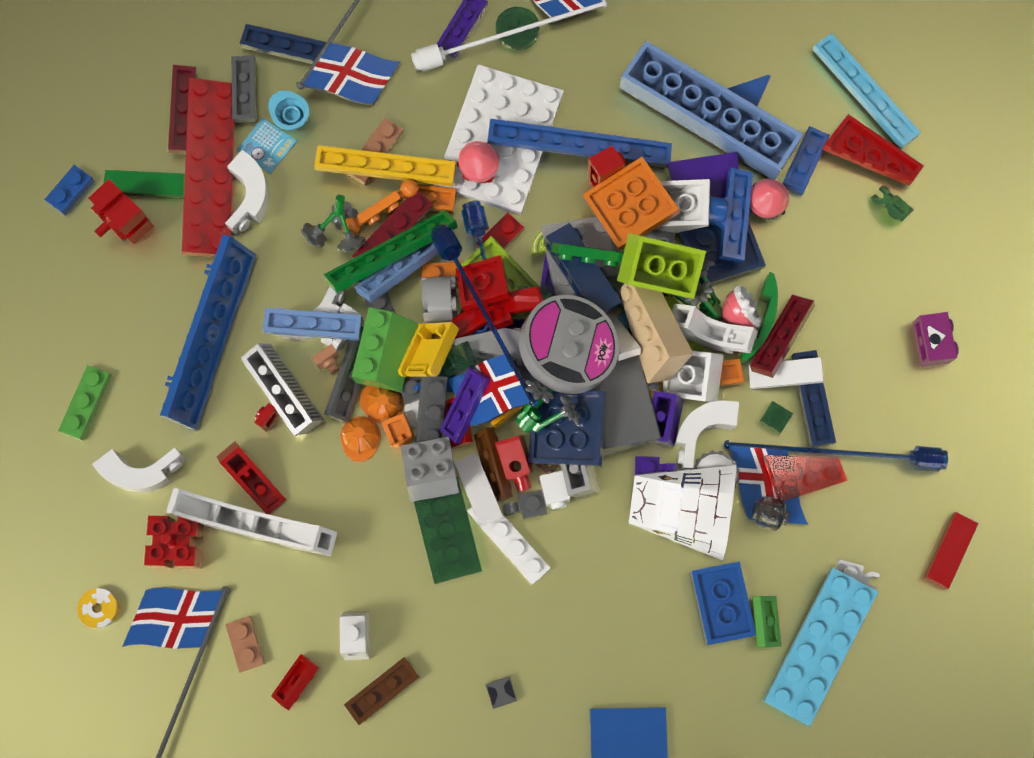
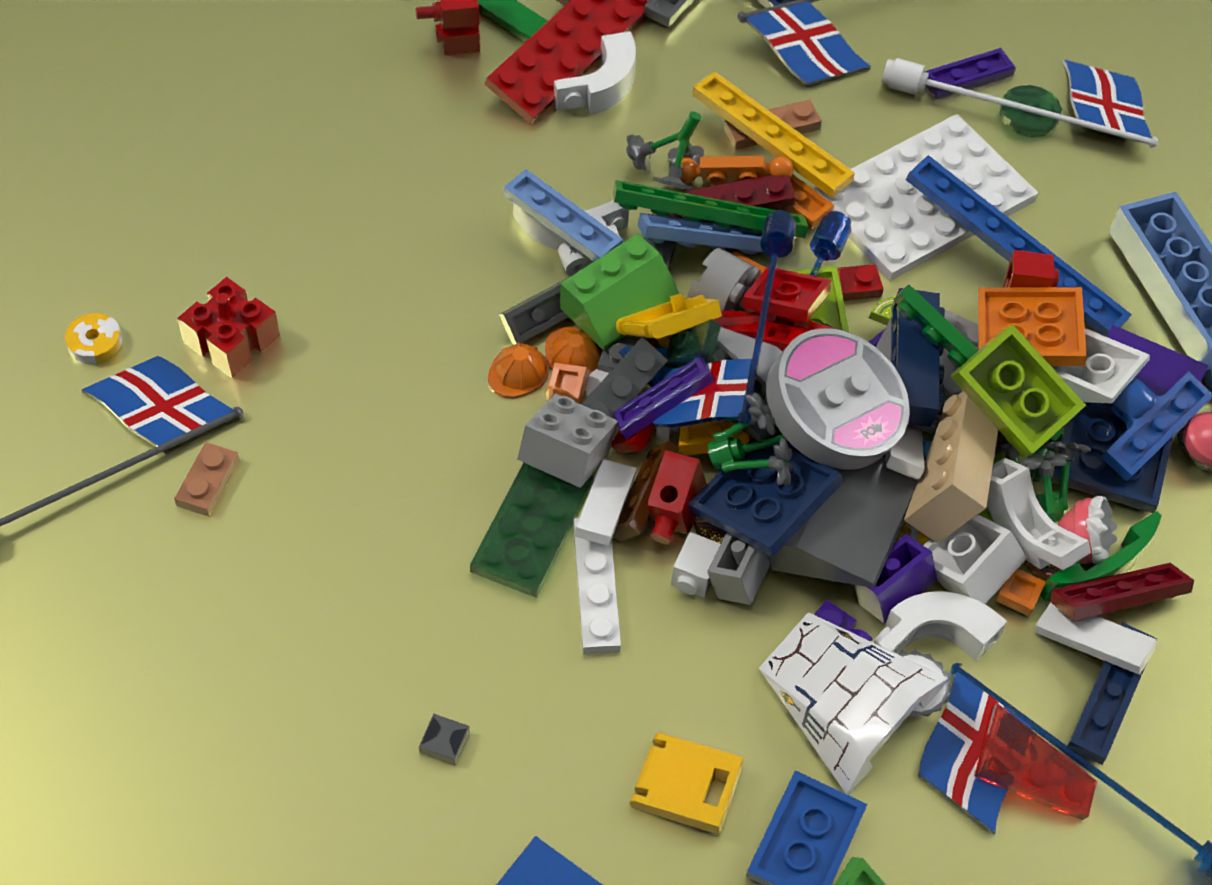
camera: 35 degrees right, 20 degrees down
(85, 402) = (264, 152): bright green plate -> none
(148, 479) = (255, 251): white arch -> none
(203, 350) = (418, 174): blue piece -> none
(250, 478) = (364, 322): red slope -> none
(252, 523) = (358, 397): white arch -> none
(266, 417) = (435, 280): red plate -> none
(267, 145) = (662, 54): medium azure sticker -> none
(282, 389) = (475, 262): light grey brick -> none
(288, 110) = (710, 32): medium azure piece -> none
(294, 682) = (208, 555): red plate -> none
(327, 359) = (549, 260): nougat plate -> none
(355, 635) = (334, 543): white torso -> none
(381, 691) = (308, 631): reddish brown plate -> none
(478, 162) = (880, 189): coral hair -> none
(529, 505) = (650, 565): dark grey plate -> none
(638, 621) = (678, 780): none -> yellow container
(770, 513) = (952, 777): clear smoke head -> none
(775, 417) = (1044, 682): clear green plate -> none

